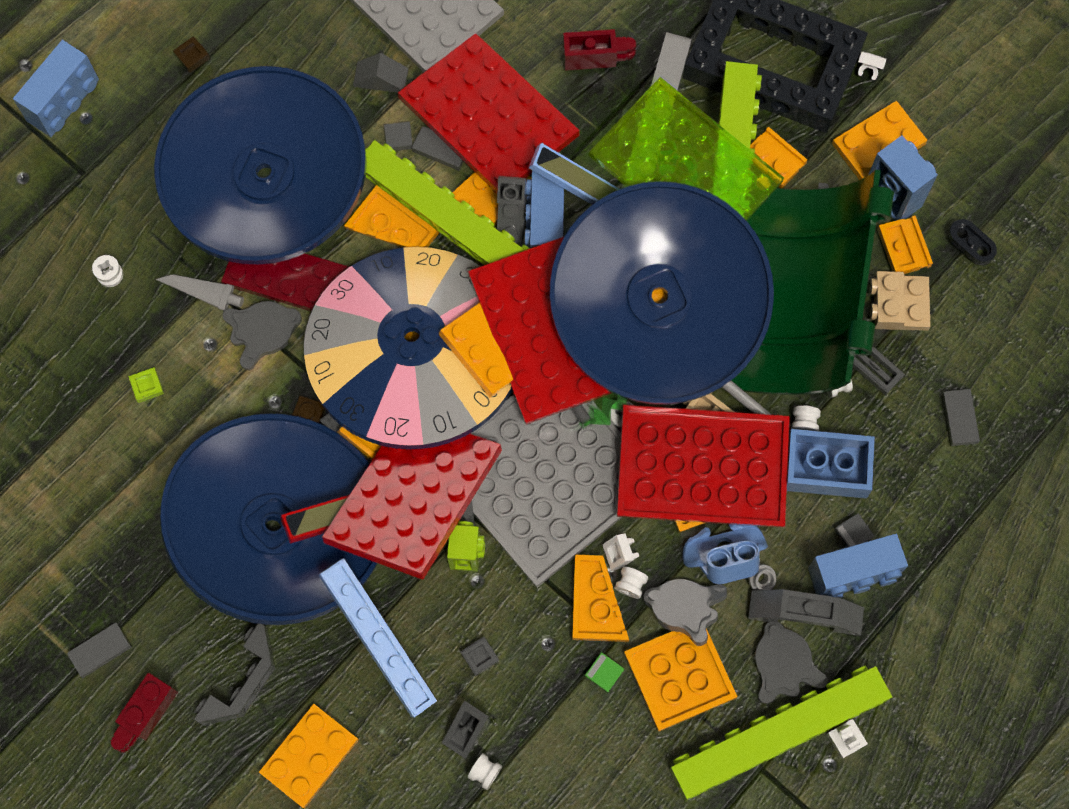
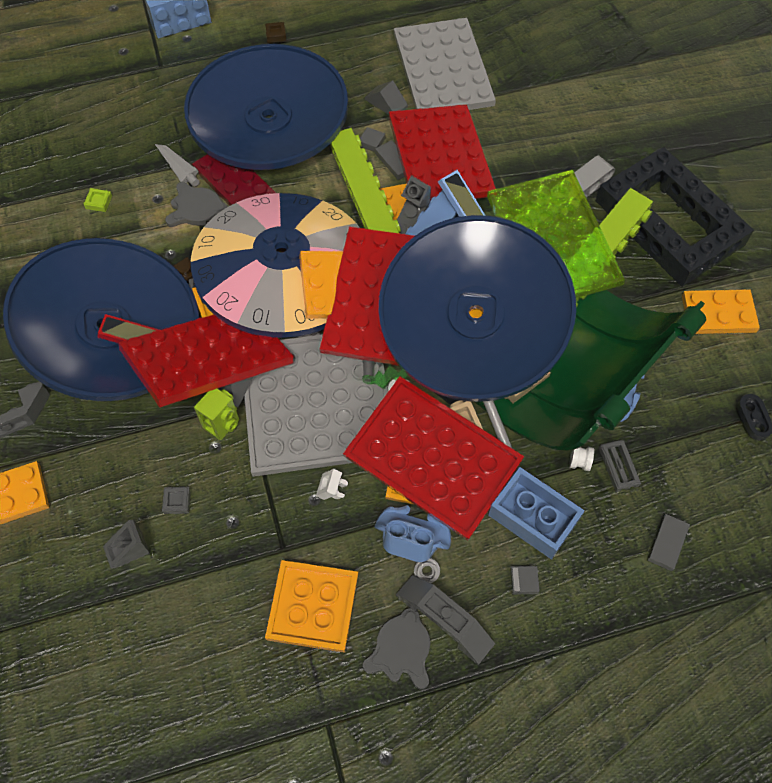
camera: 30 degrees right, 10 degrees down
(111, 276) = (128, 122): white wheel -> none
(377, 638) = (108, 439): light blue tile -> none
(390, 221) = (327, 183): light orange wing -> none
(484, 771) = (114, 585): white wheel -> none
(595, 605) = (285, 512): light orange wing -> none
(596, 49) = (542, 149): dark red hinge -> none
(604, 672) = (257, 568): bright green tile -> none
(631, 582) = (323, 512): white wheel -> none
(685, 607) = (351, 556): tile -> none
(778, 155) = (636, 284): light orange plate -> none
(780, 733) = (360, 702): lime brick -> none
(806, 418) = (540, 469): white wheel -> none
(847, 738) = (413, 744): white tile -> none
(858, 567) = (509, 606): medium blue brick -> none
(871, 61) = (746, 254): white tile -> none
(900, 301) = (669, 429): tan plate -> none
(904, 245) = (697, 391): light orange plate -> none
(906, 175) = (722, 336): medium blue brick -> none

